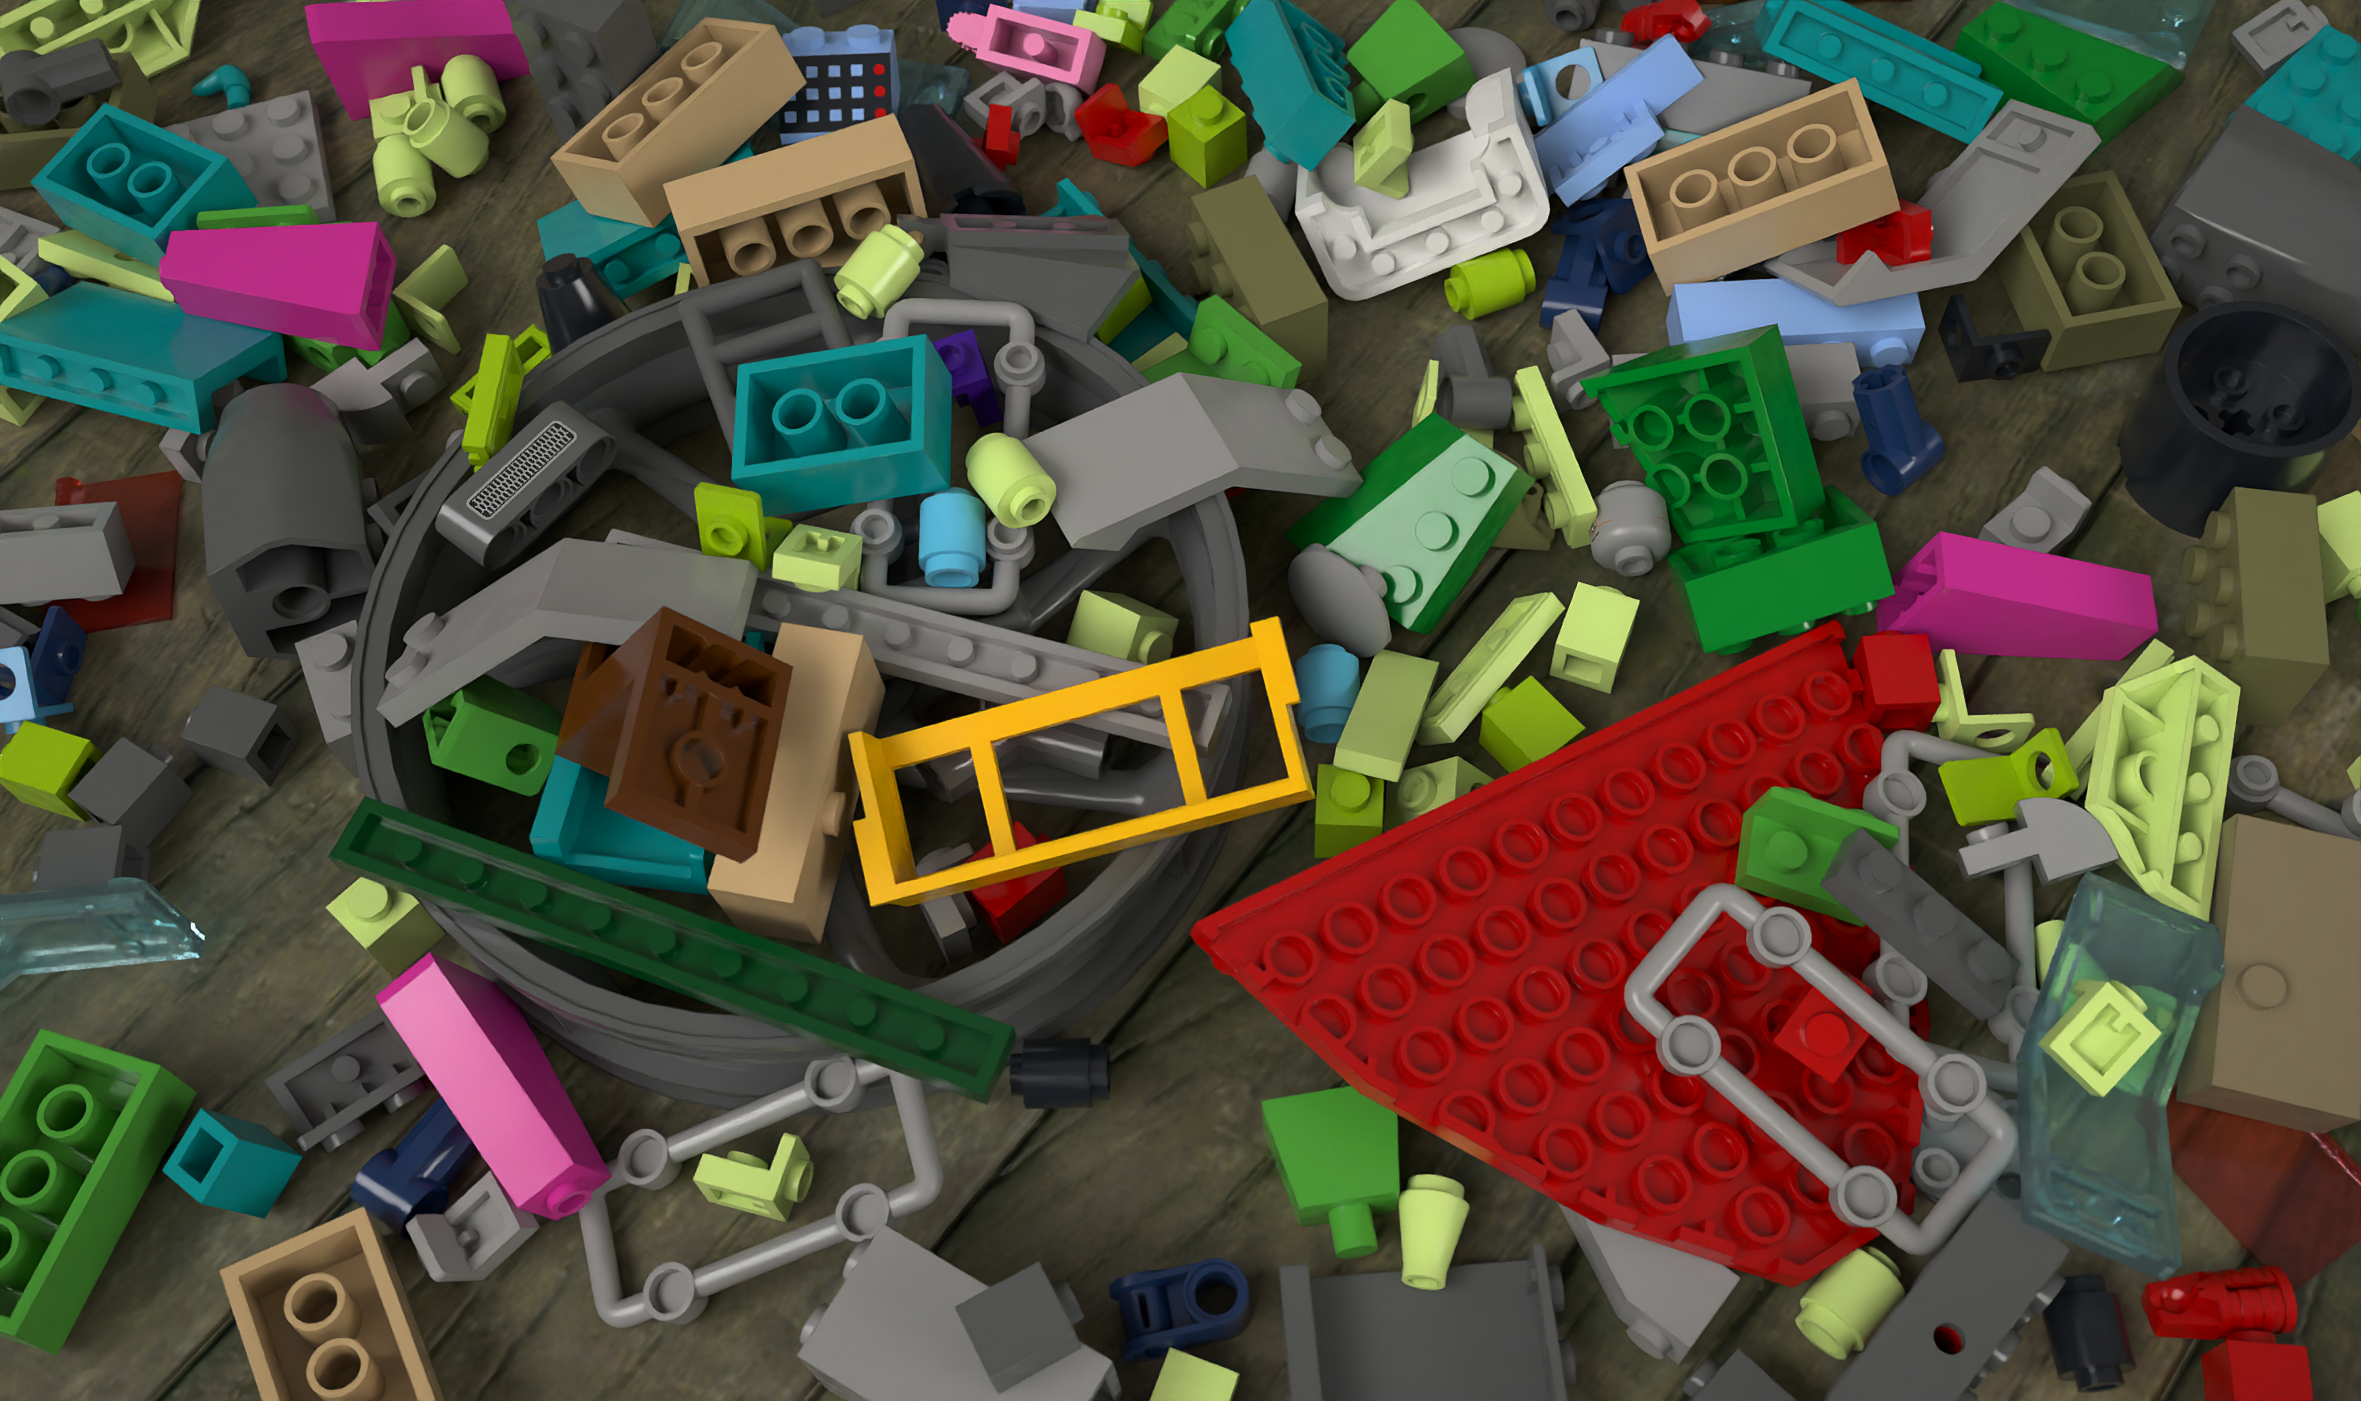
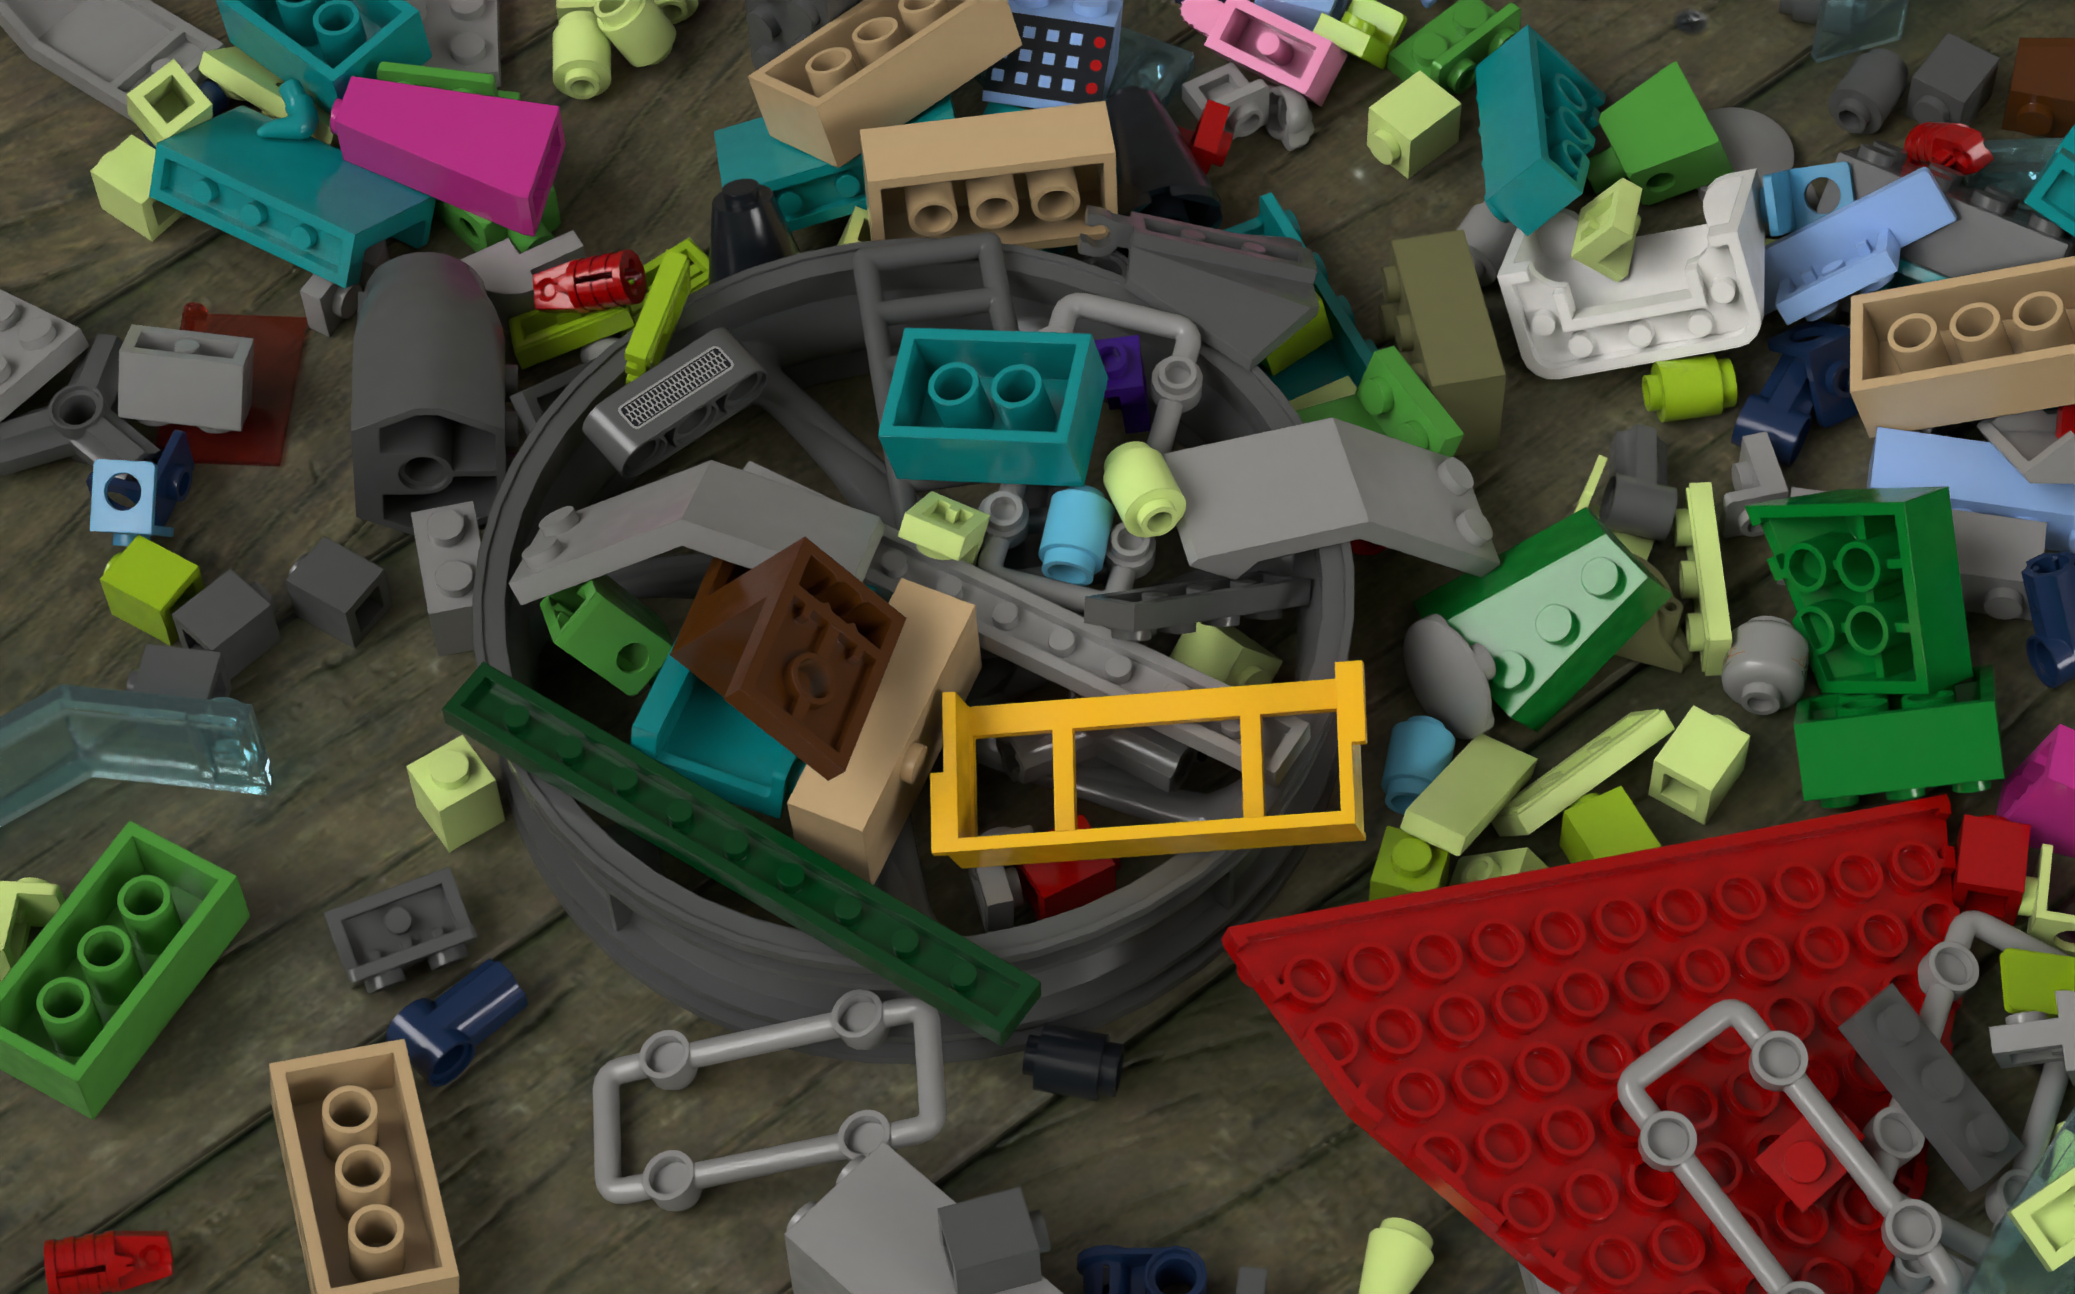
camera: 10 degrees right, 5 degrees down
(137, 284) = (301, 117): none -> teal animal
(232, 1164) = (284, 980): teal brick -> none
(424, 427) = (545, 335): none -> lime tile
(428, 291) = (585, 184): yellowish green bracket -> none
(434, 385) = (591, 284): none -> red hinge
(472, 1233) = (498, 1088): light grey bracket -> none
(496, 1084) = (542, 958): slope -> none
(734, 525) = (872, 480): lime bracket -> none
(749, 1186) = (761, 1104): yellowish green bracket -> none
(878, 272) = (1057, 261): yellowish green brick -> none
(1072, 589) = (1209, 601): none -> dark grey plate
(1116, 131) = (1338, 151): red bracket -> none
(1207, 136) = (1431, 175): lime brick -> none
(1336, 1162) = (1319, 1192): bright green torso -> none
(1791, 843) = (1827, 985): bright green bracket -> none

